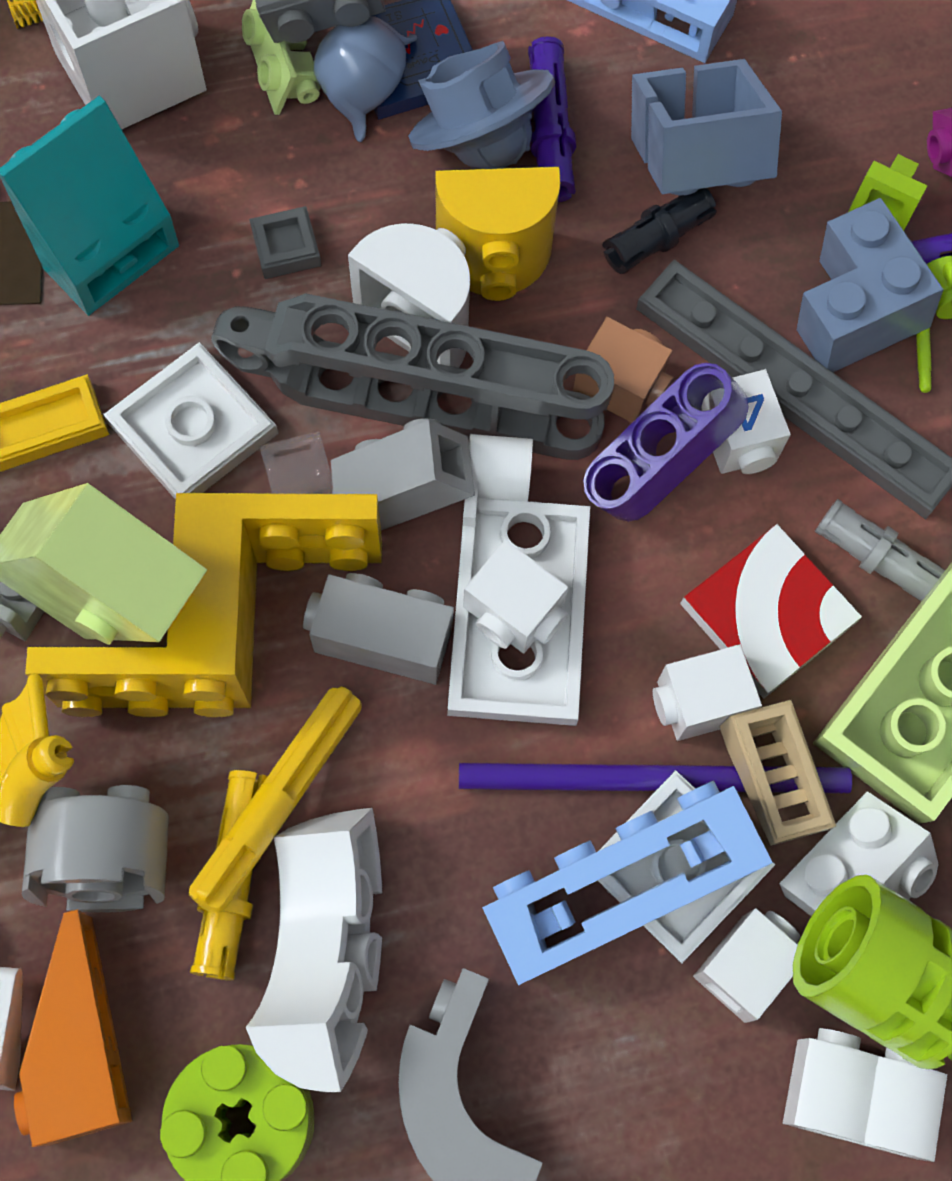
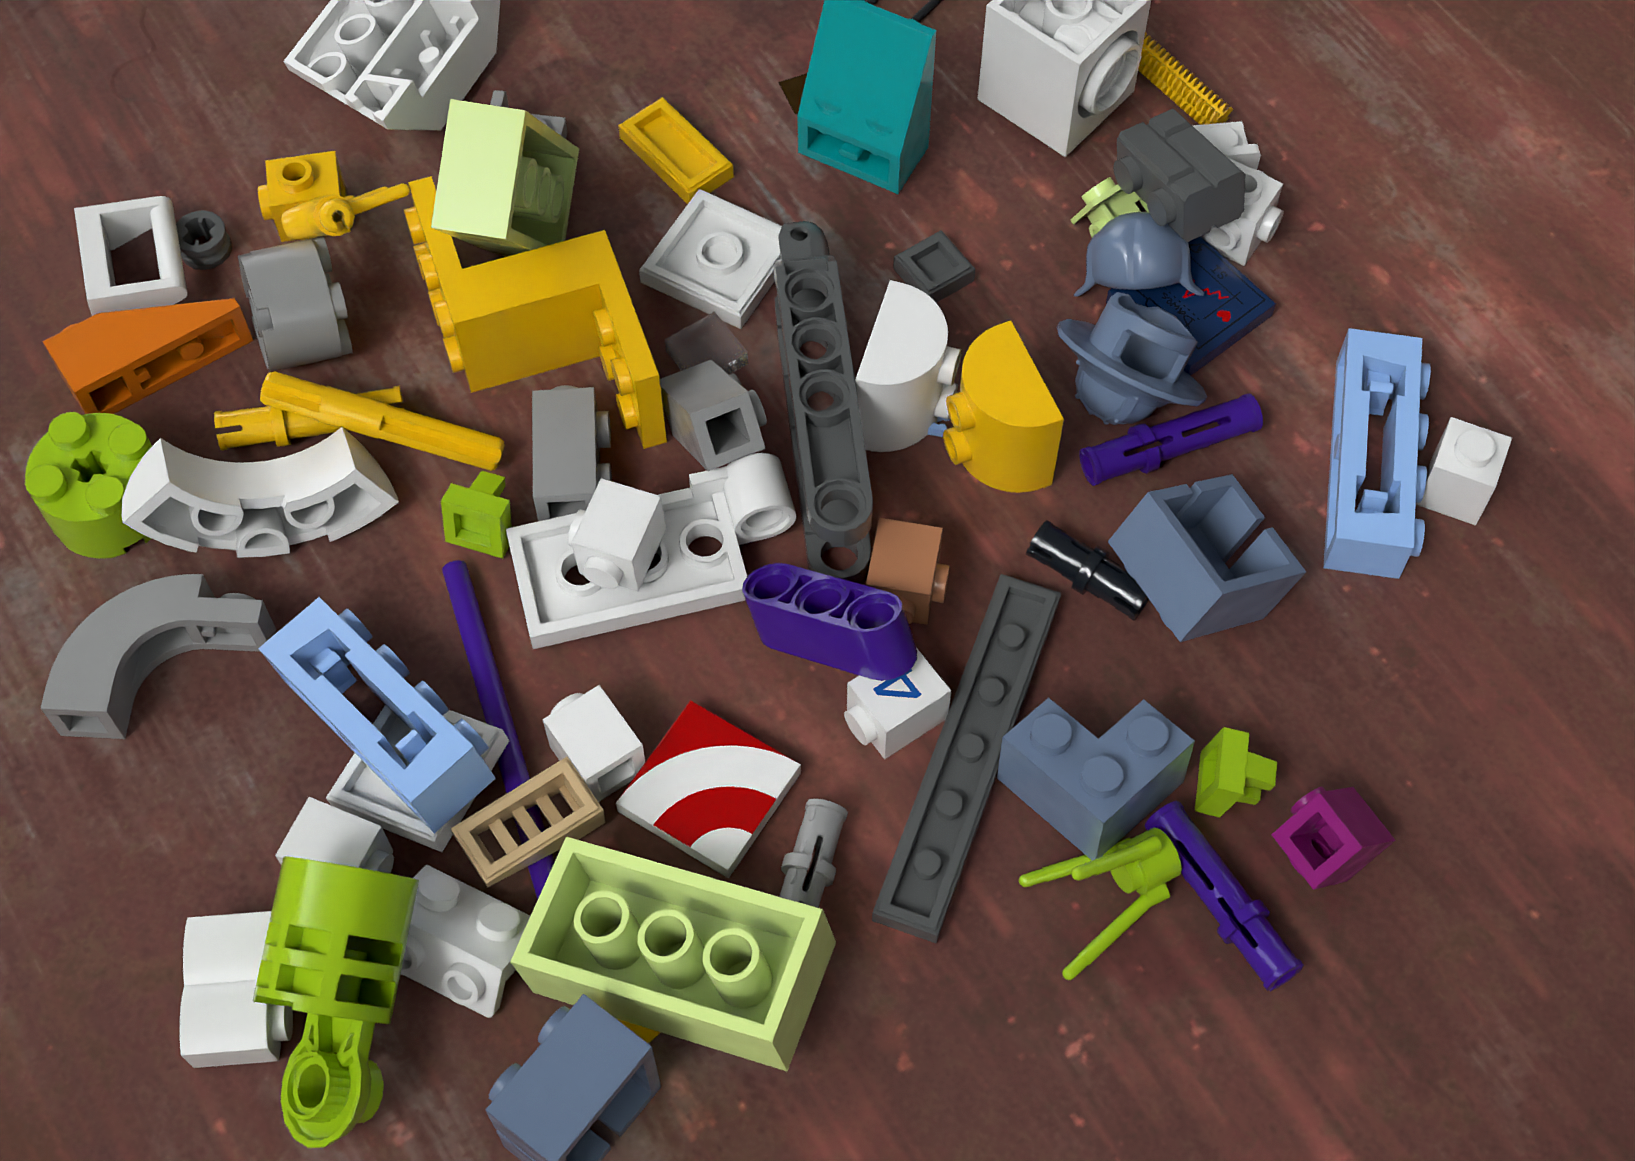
camera: 75 degrees right, 10 degrees down
(419, 731) = (478, 515): none -> lime tile

